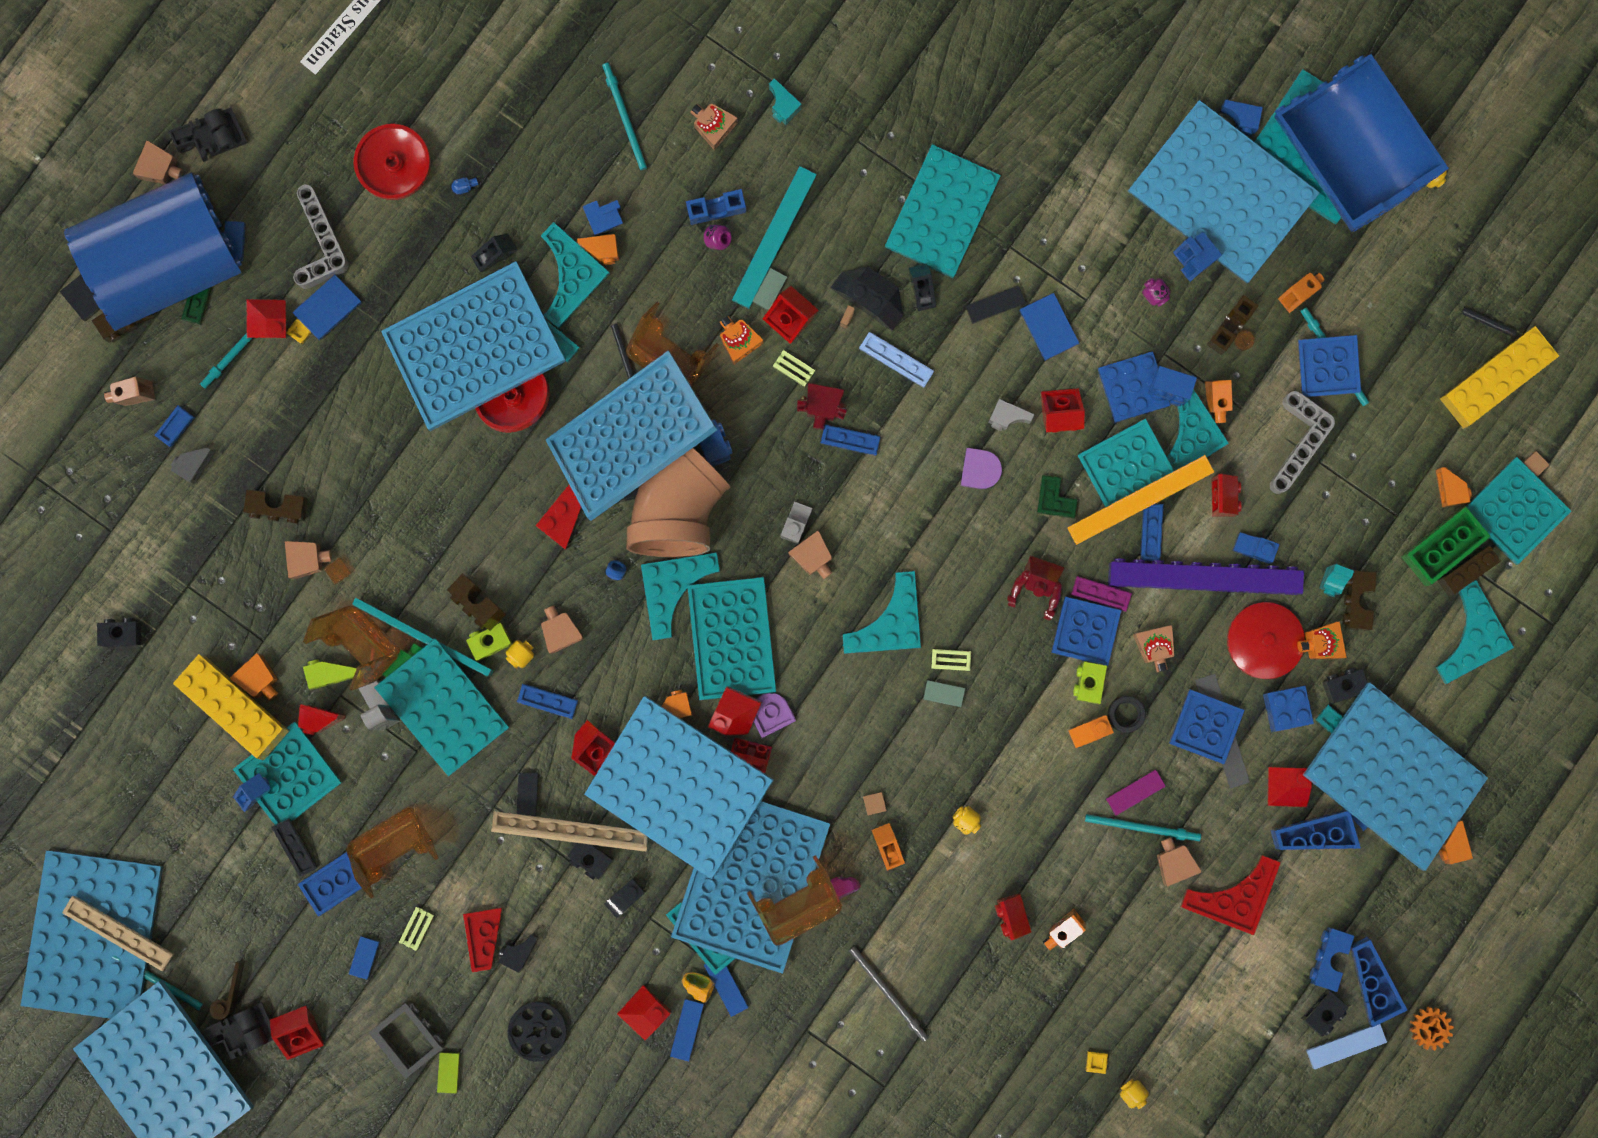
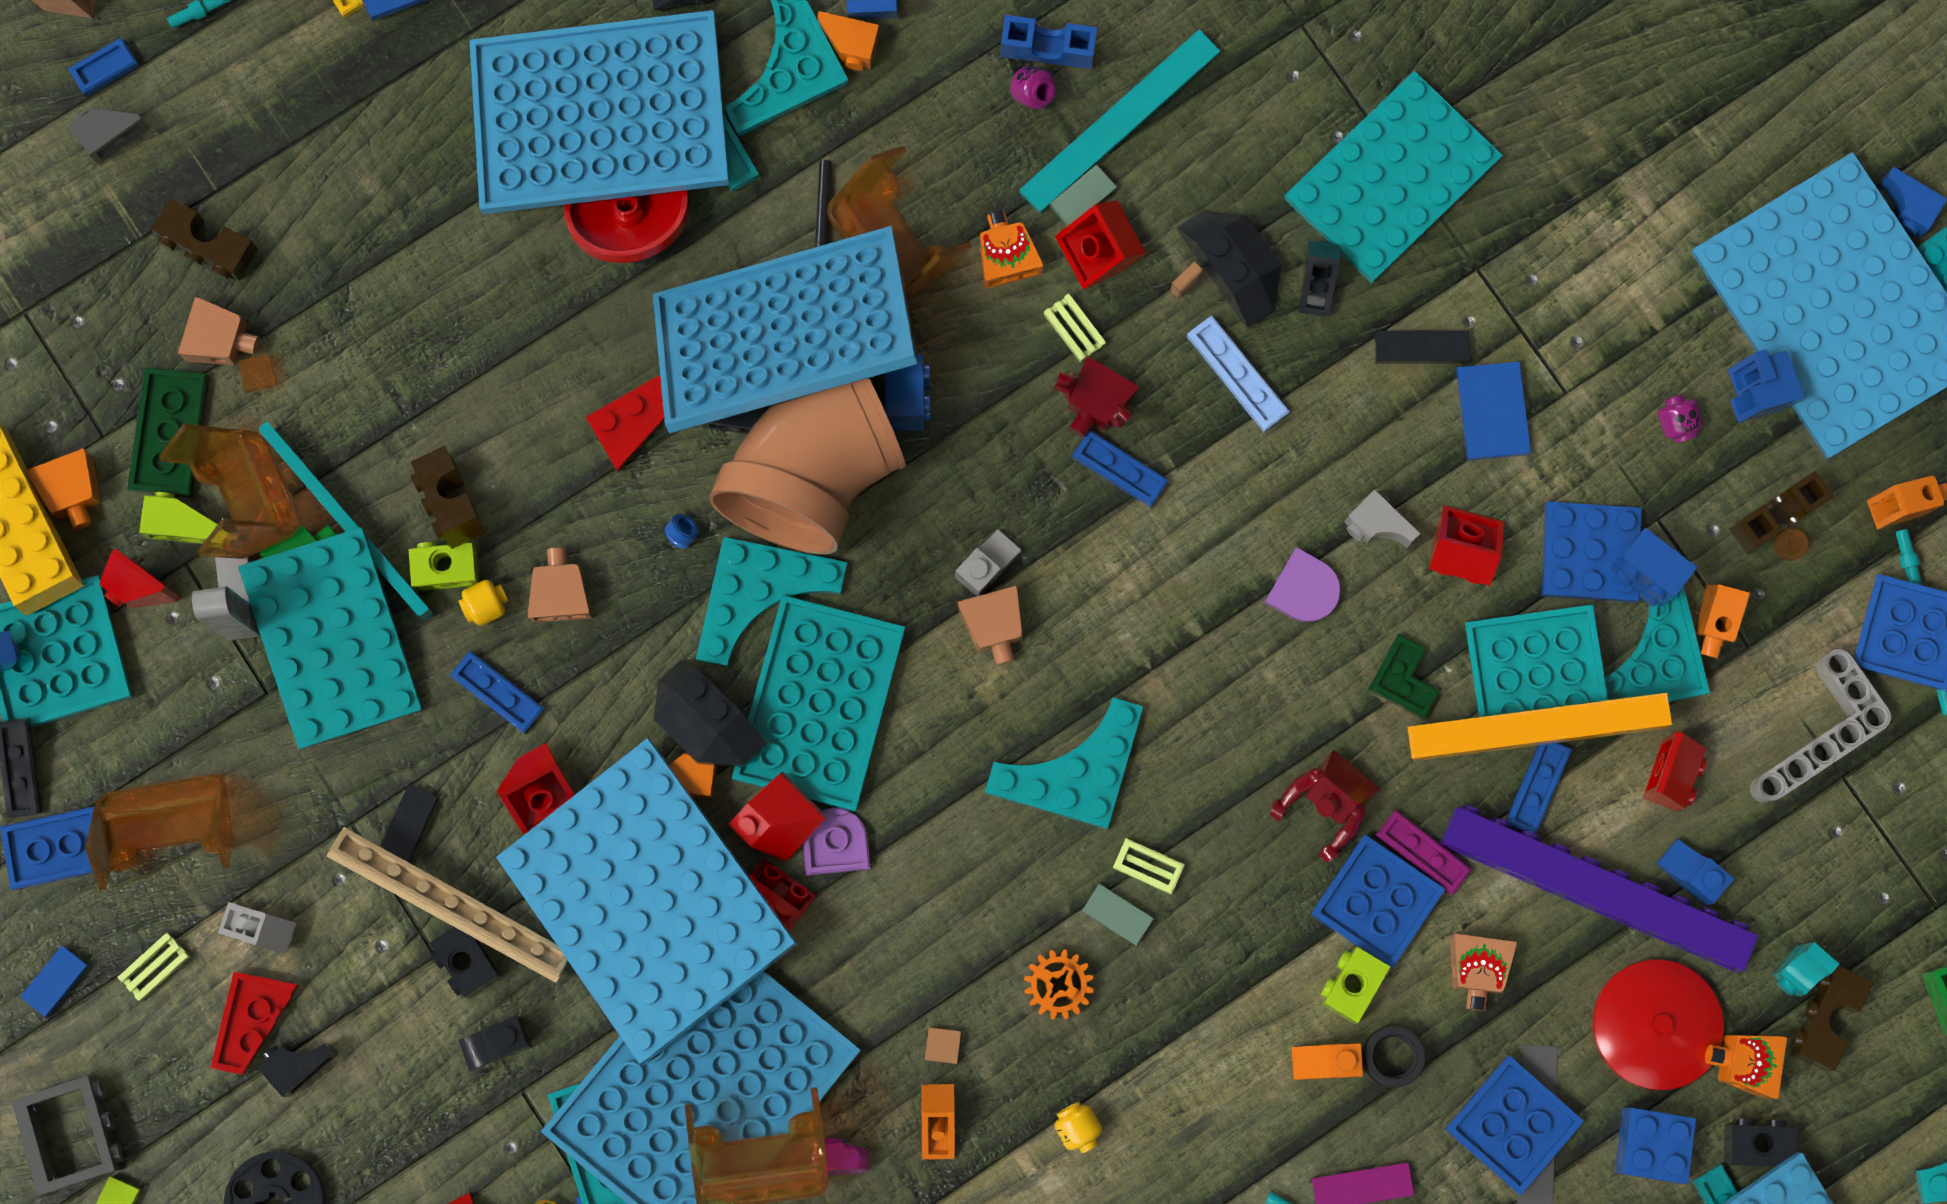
camera: 20 degrees right, 5 degrees down
(294, 611) = (165, 404): none -> dark green tile
(466, 885) = (257, 928): none -> light grey arch
(671, 673) = (704, 719): none -> black wedge
(934, 747) = (1071, 993): none -> orange gear

